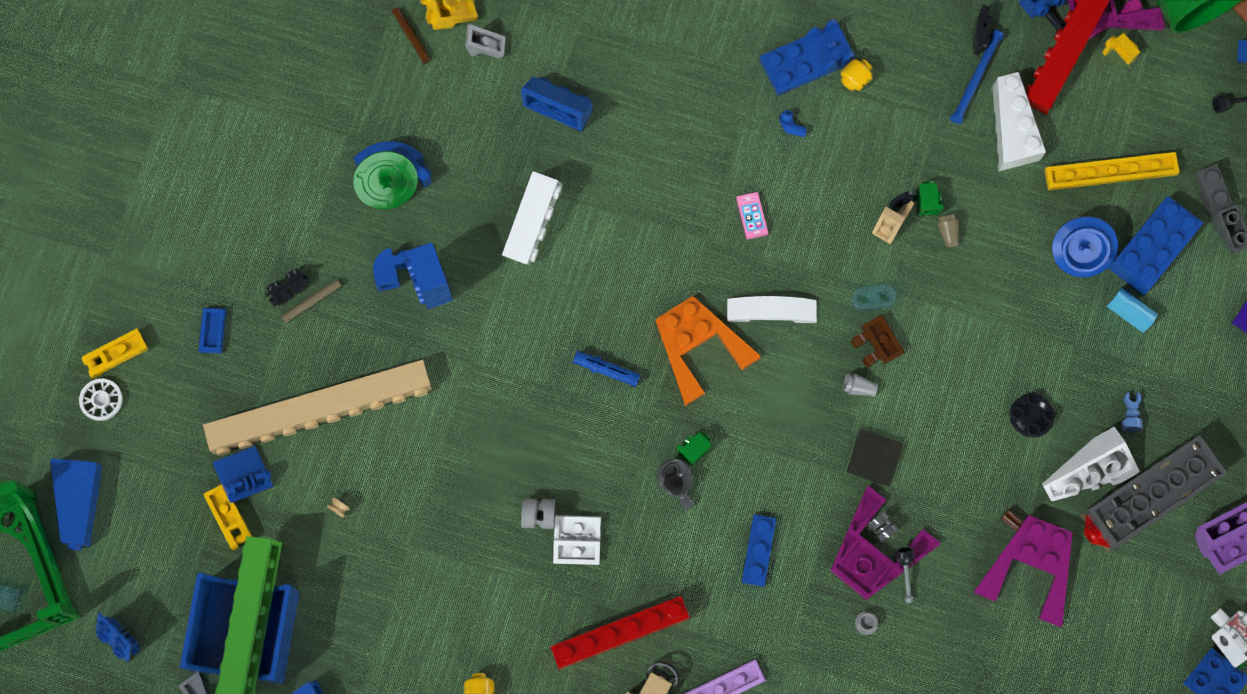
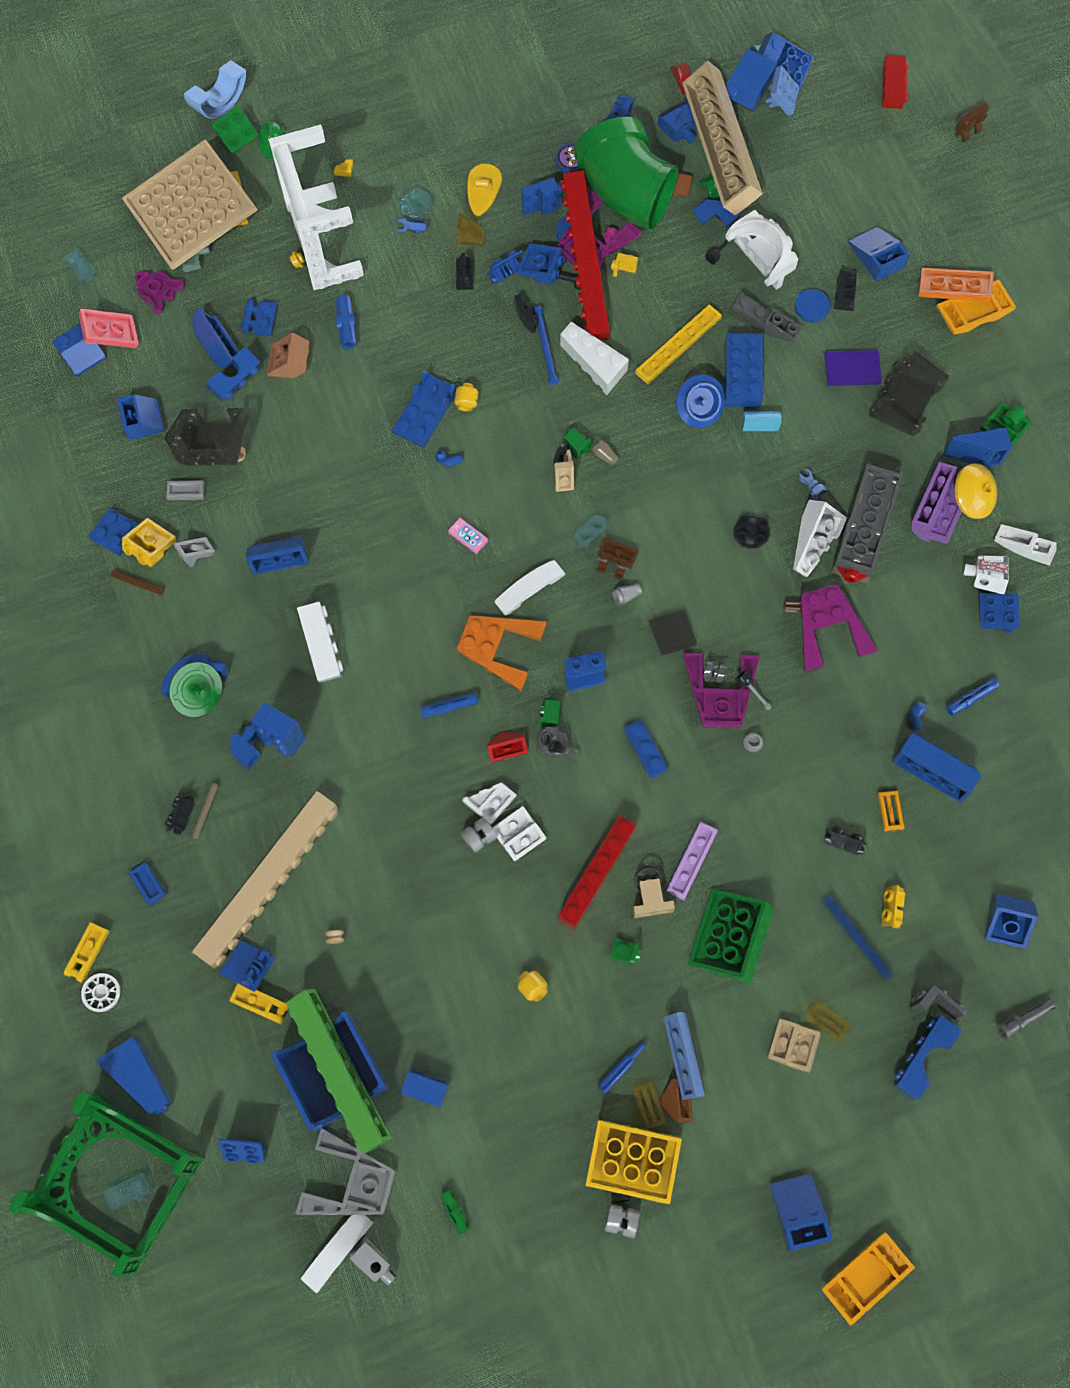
camera: 35 degrees left, 5 degrees down
(574, 491) = (490, 802): none -> white wing
(629, 447) = (506, 746): none -> red slope
(756, 433) = (584, 671): none -> blue panel

